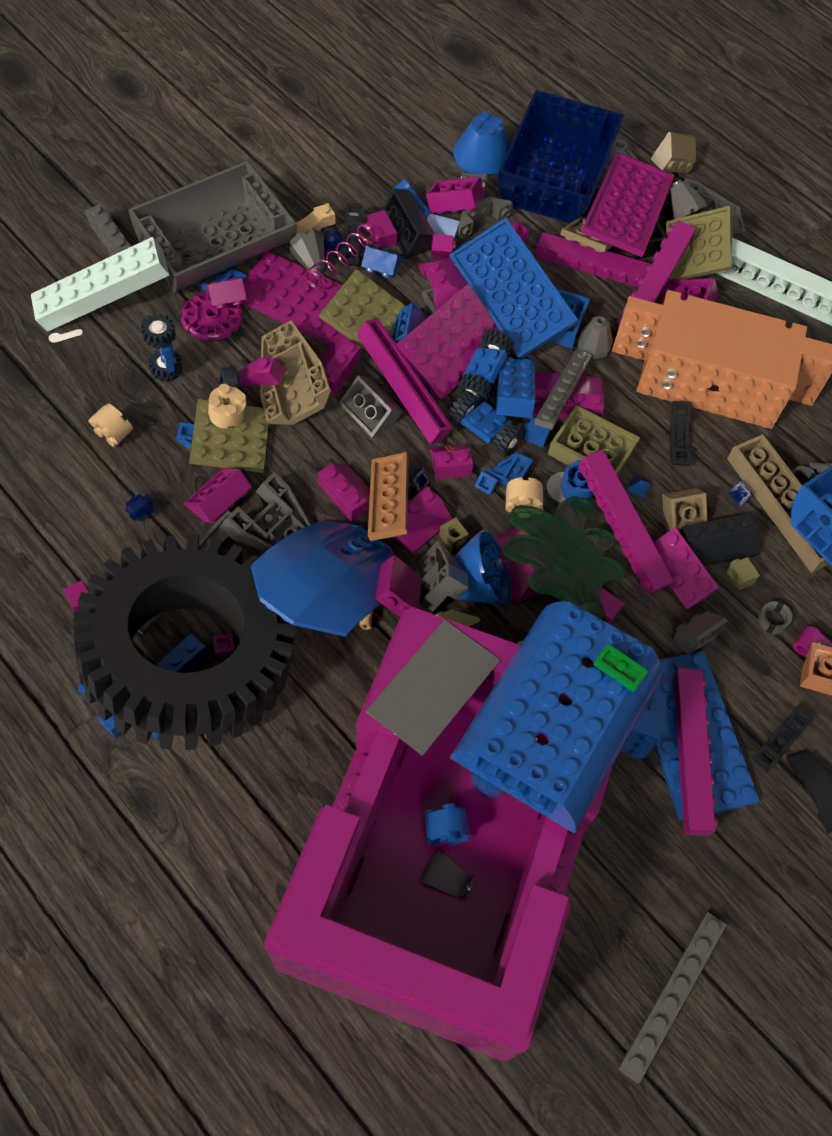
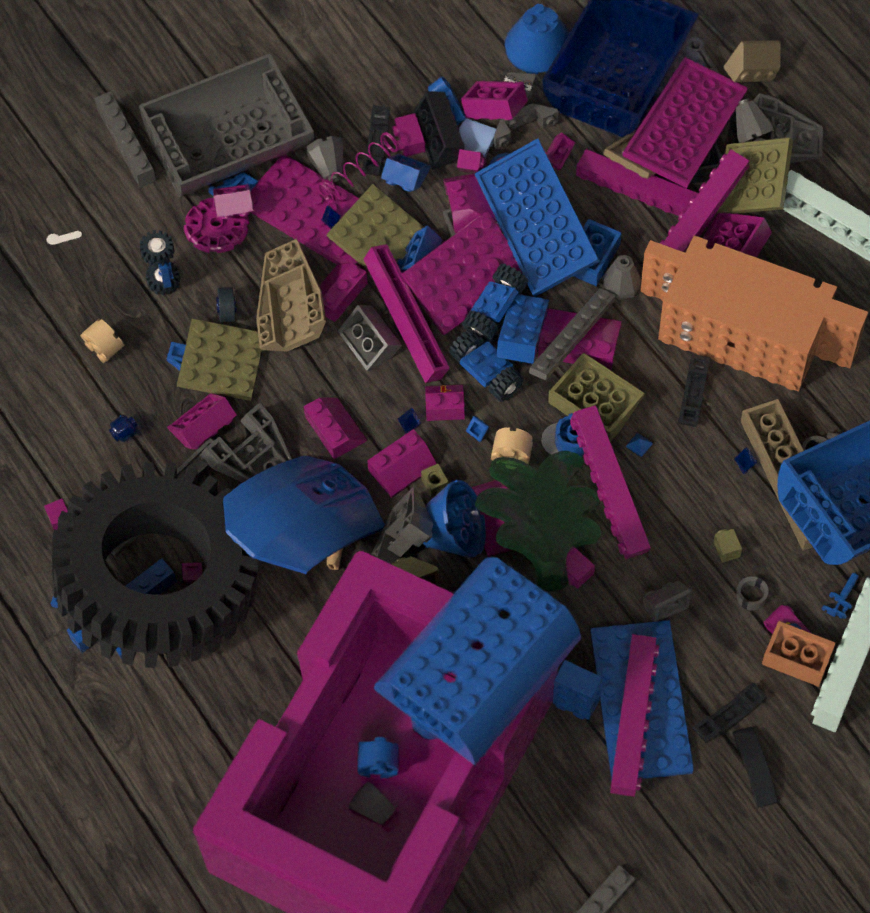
camera: 15 degrees right, 0 degrees up
(99, 284) = (103, 187): light aqua brick -> none
(226, 406) = (219, 330): tan brick -> none
(262, 372) = (259, 294): magenta slope -> none
(317, 219) = (336, 123): tan slope -> none
(319, 301) = (330, 217): none -> clear blue slope
(332, 238) = (353, 144): clear blue head -> none
(388, 497) = (372, 436): medium nougat plate -> none
(398, 586) = (366, 529): magenta brick -> none
(432, 687) = (369, 625): dark grey piece -> none
(512, 468) = (506, 416): blue wing -> none
(536, 434) = (540, 384): blue brick -> none
(620, 667) = (529, 621): green plate -> none
(684, 508) = (681, 474): dark tan slope -> none
(690, 577) = (665, 535): magenta plate -> none
(723, 539) = (711, 509): black slope -> none

